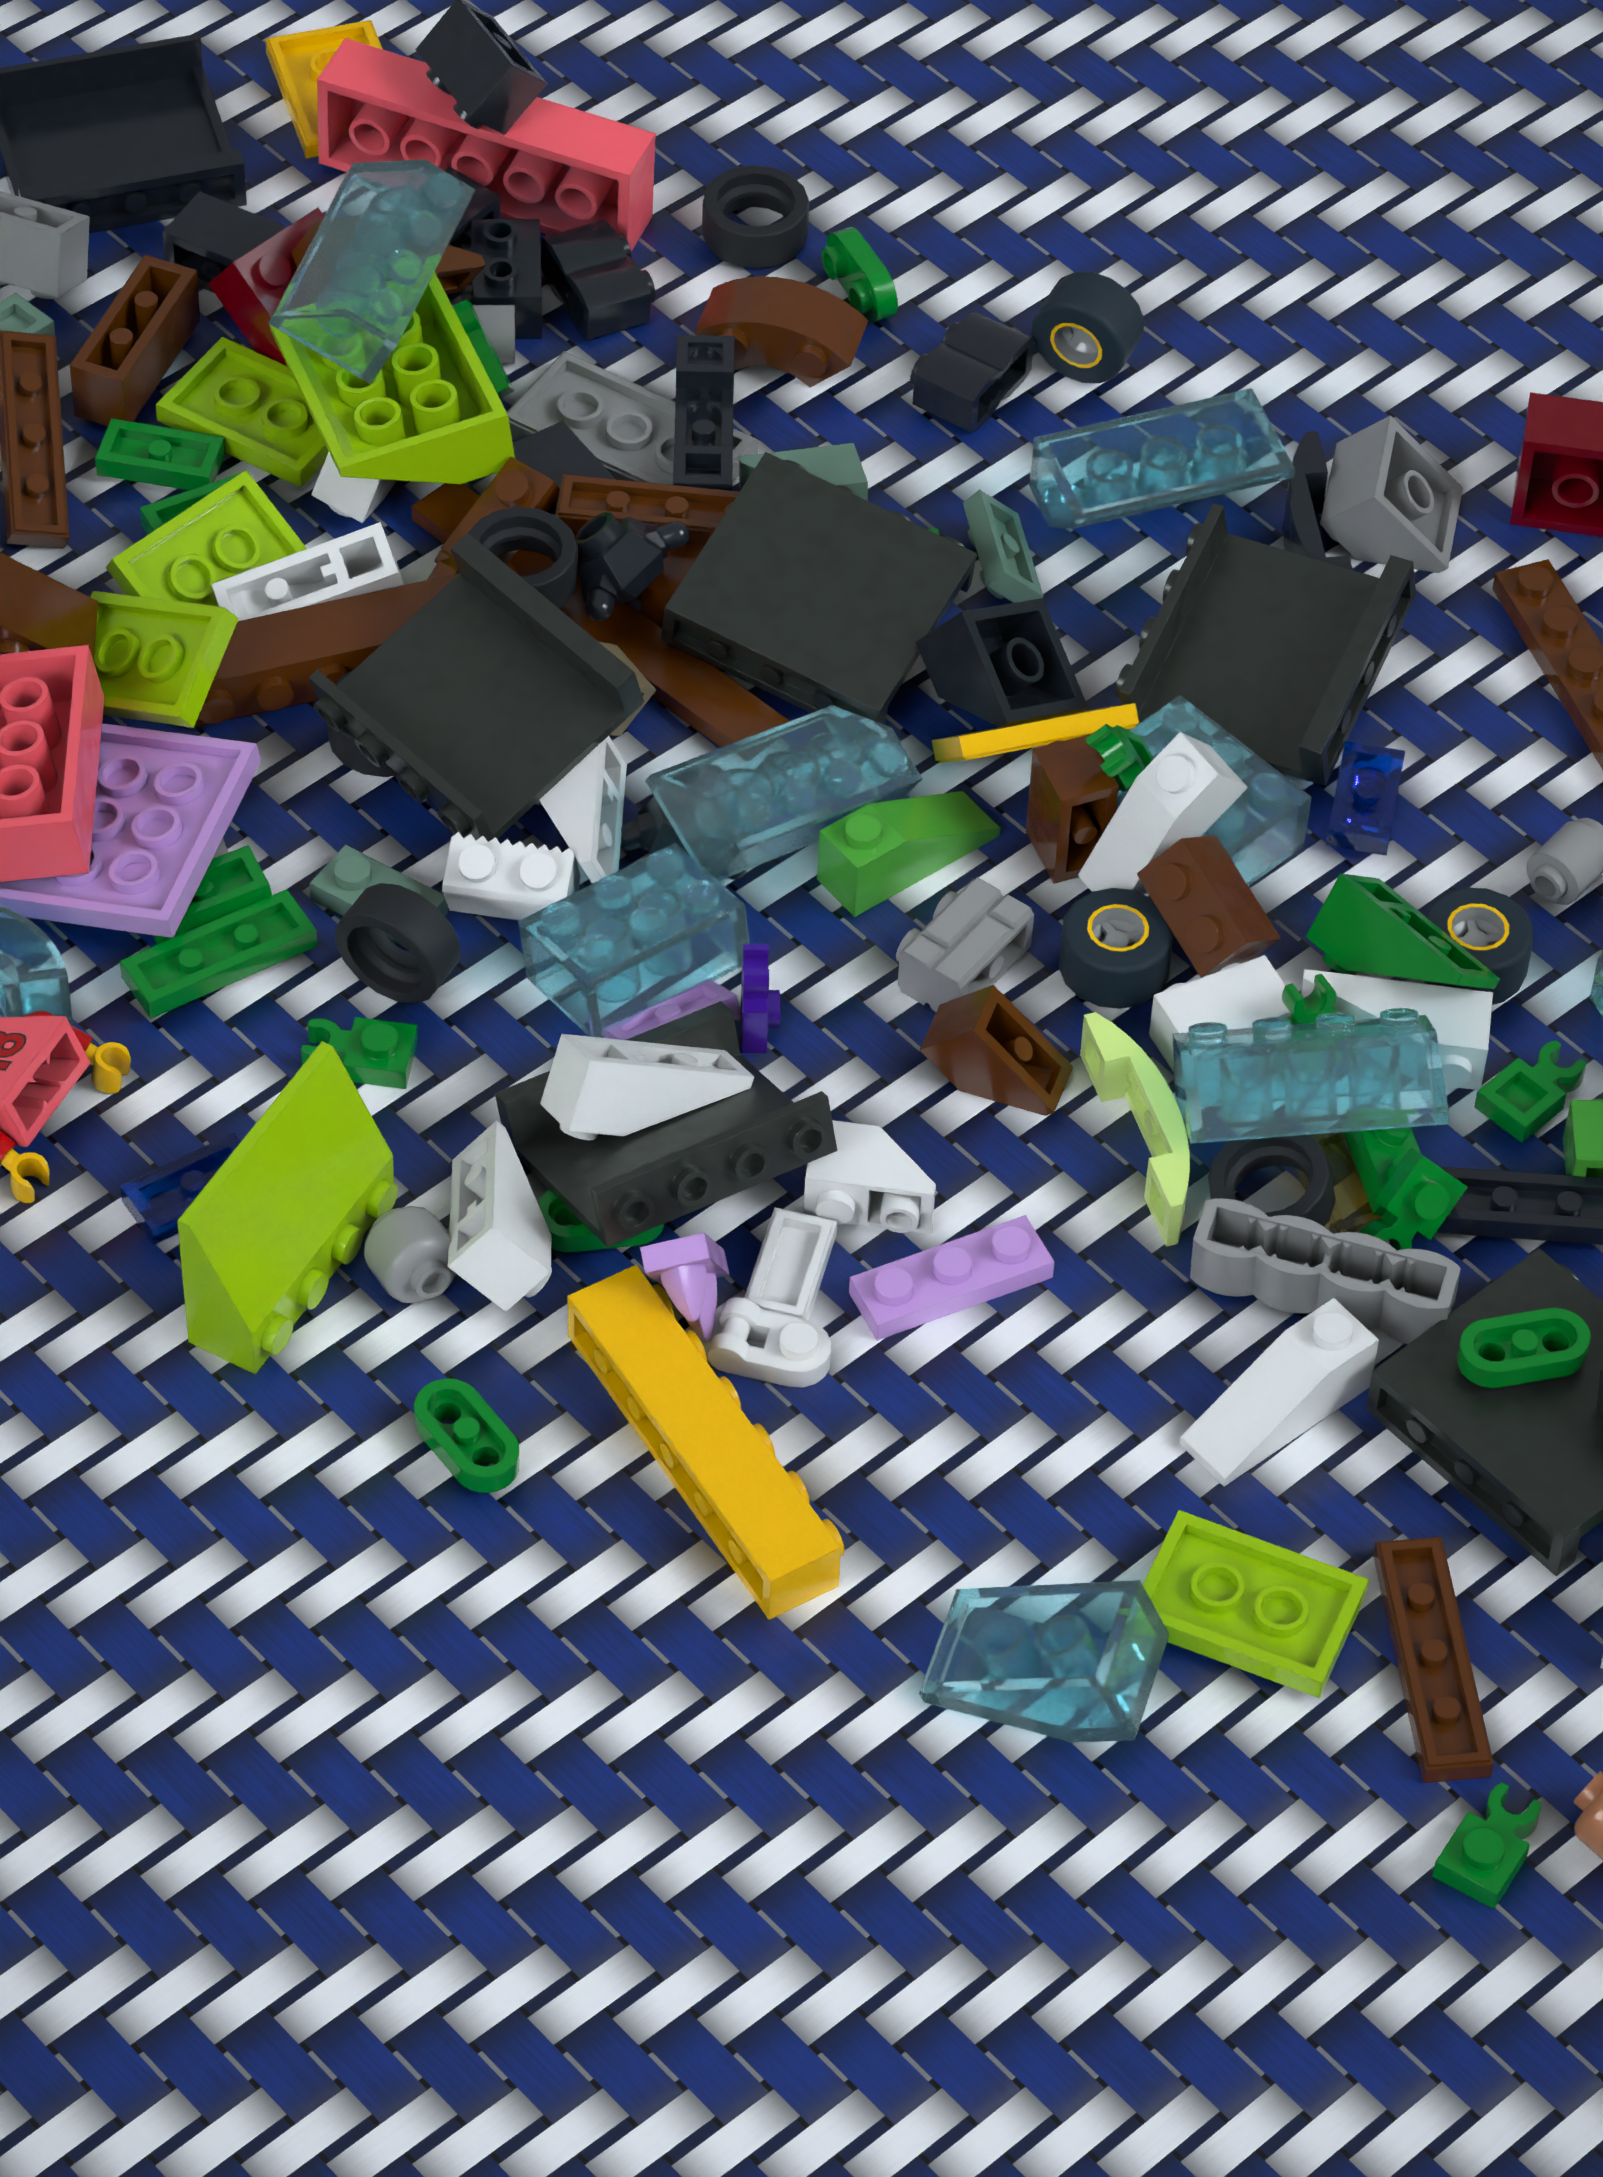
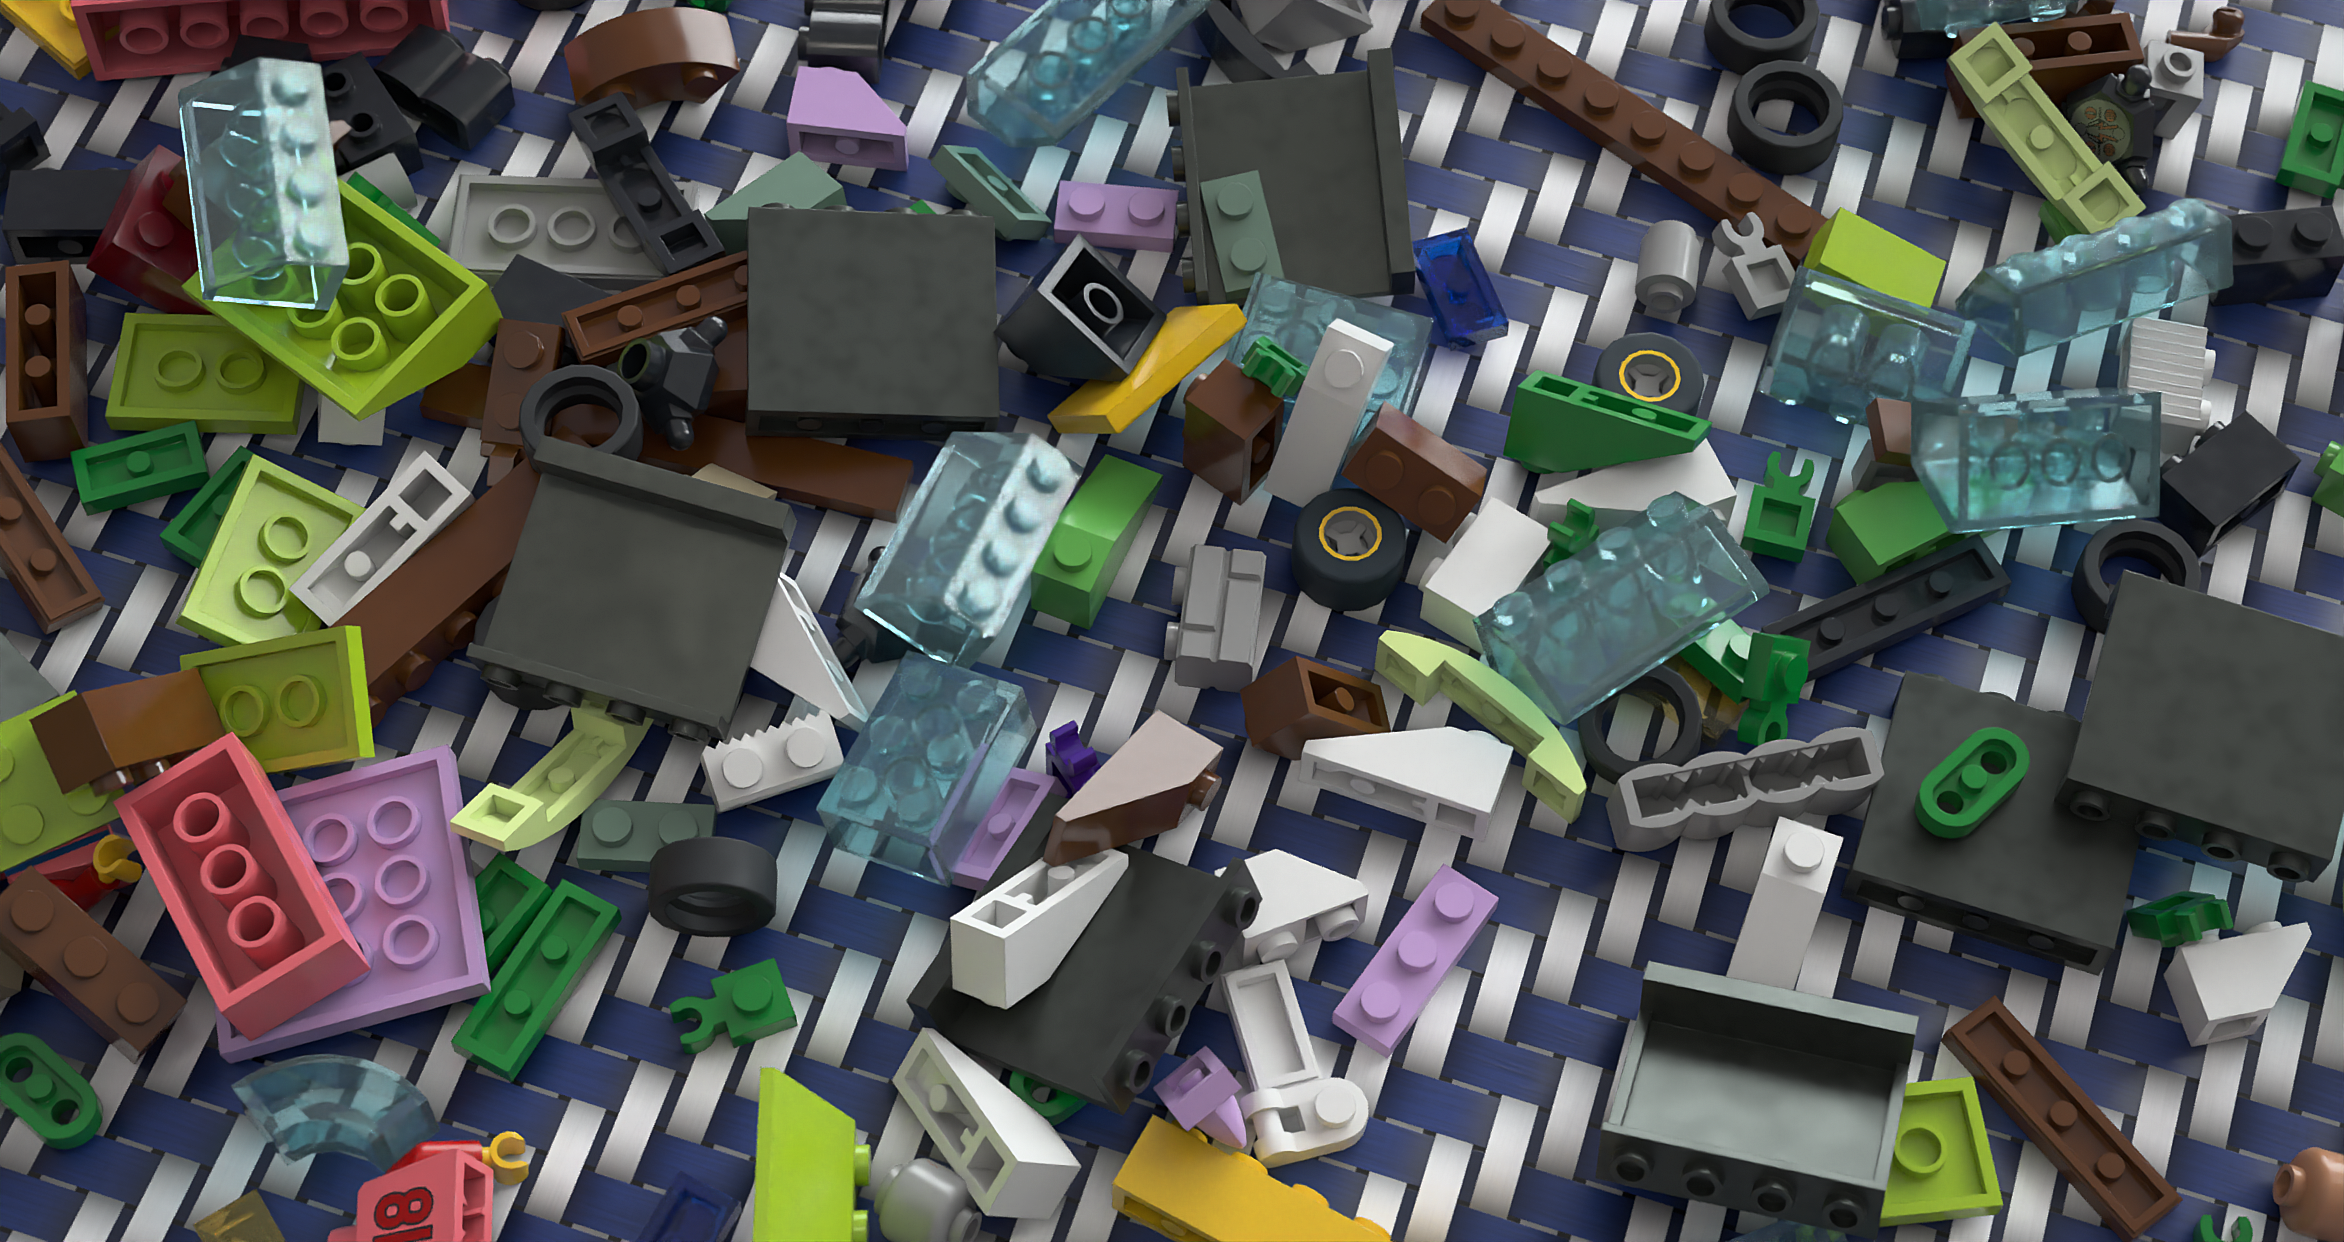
camera: 30 degrees left, 10 degrees up
(329, 823) = (556, 787): none -> yellowish green slope
(790, 1033) = (1138, 792): none -> slope
(911, 442) = (844, 121): none -> lavender slope
(1052, 1138) = (1423, 774): none -> white slope
(1098, 614) = (1116, 216): none -> lavender plate
(1158, 1491) = (1759, 1100): none -> pearl dark grey panel
(1199, 661) = (1240, 231): none -> sand green plate

